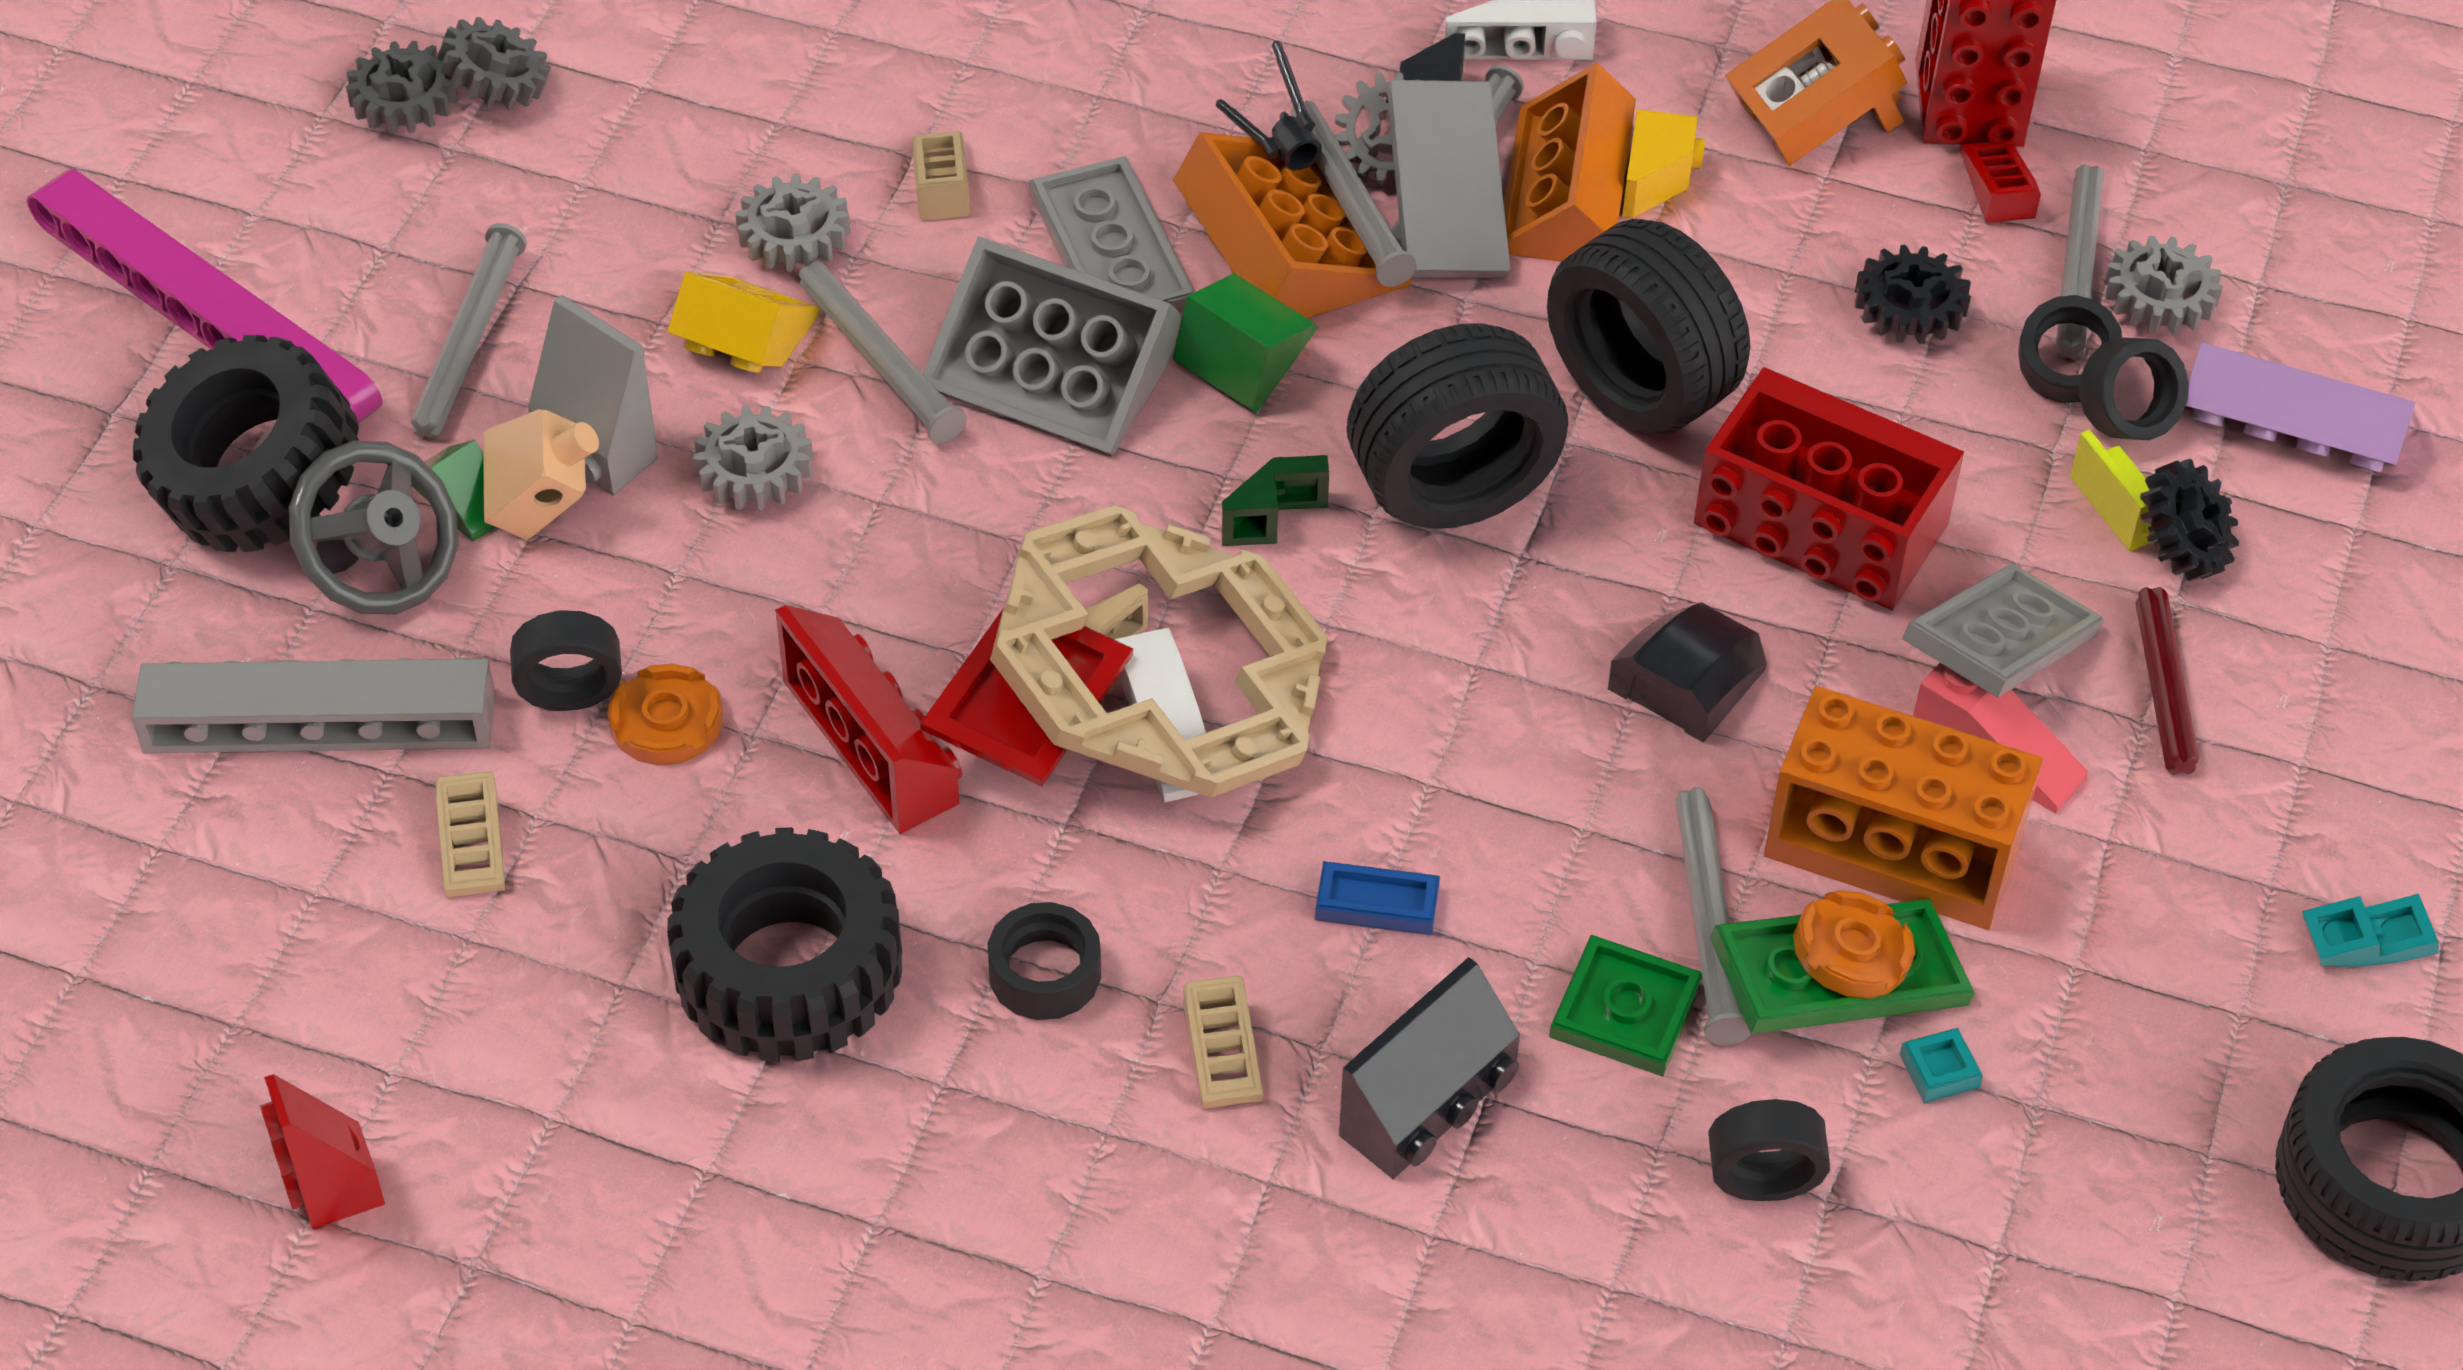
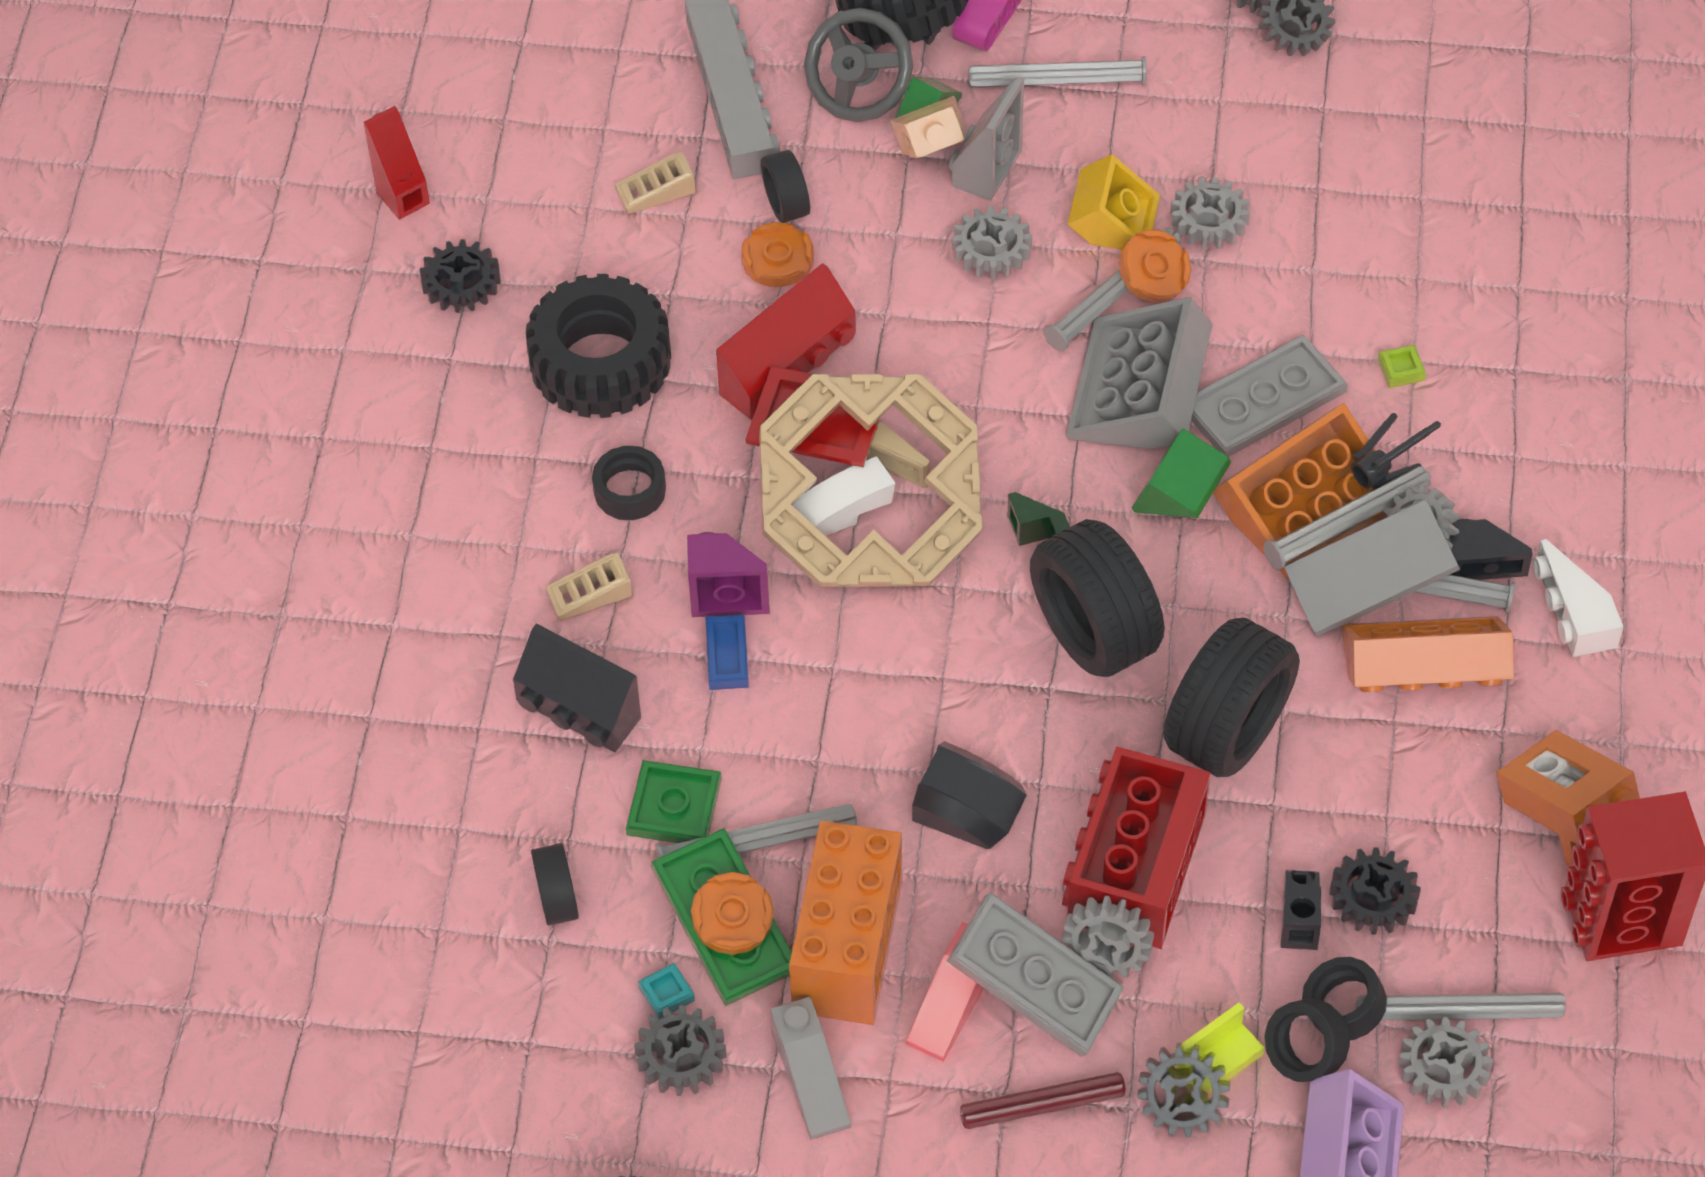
camera: 80 degrees right, 5 degrees up
(559, 1118) = (460, 276): none -> black gear
(867, 293) = (1154, 266): none -> orange tile
(941, 179) = (1274, 296): tan slope -> none
(1107, 105) = (1401, 366): none -> lime tile
(1271, 856) = (725, 577): none -> magenta slope
(1660, 159) = (1457, 705): yellow slope -> none
(1924, 365) = (1301, 910): none -> black leg
(1962, 539) = (1109, 936): none -> light grey gear
(2005, 190) = (1515, 961): red slope -> none
(2053, 1054) = (688, 1064): none -> dark grey gear
(2089, 912) = (809, 1067): none -> light grey slope

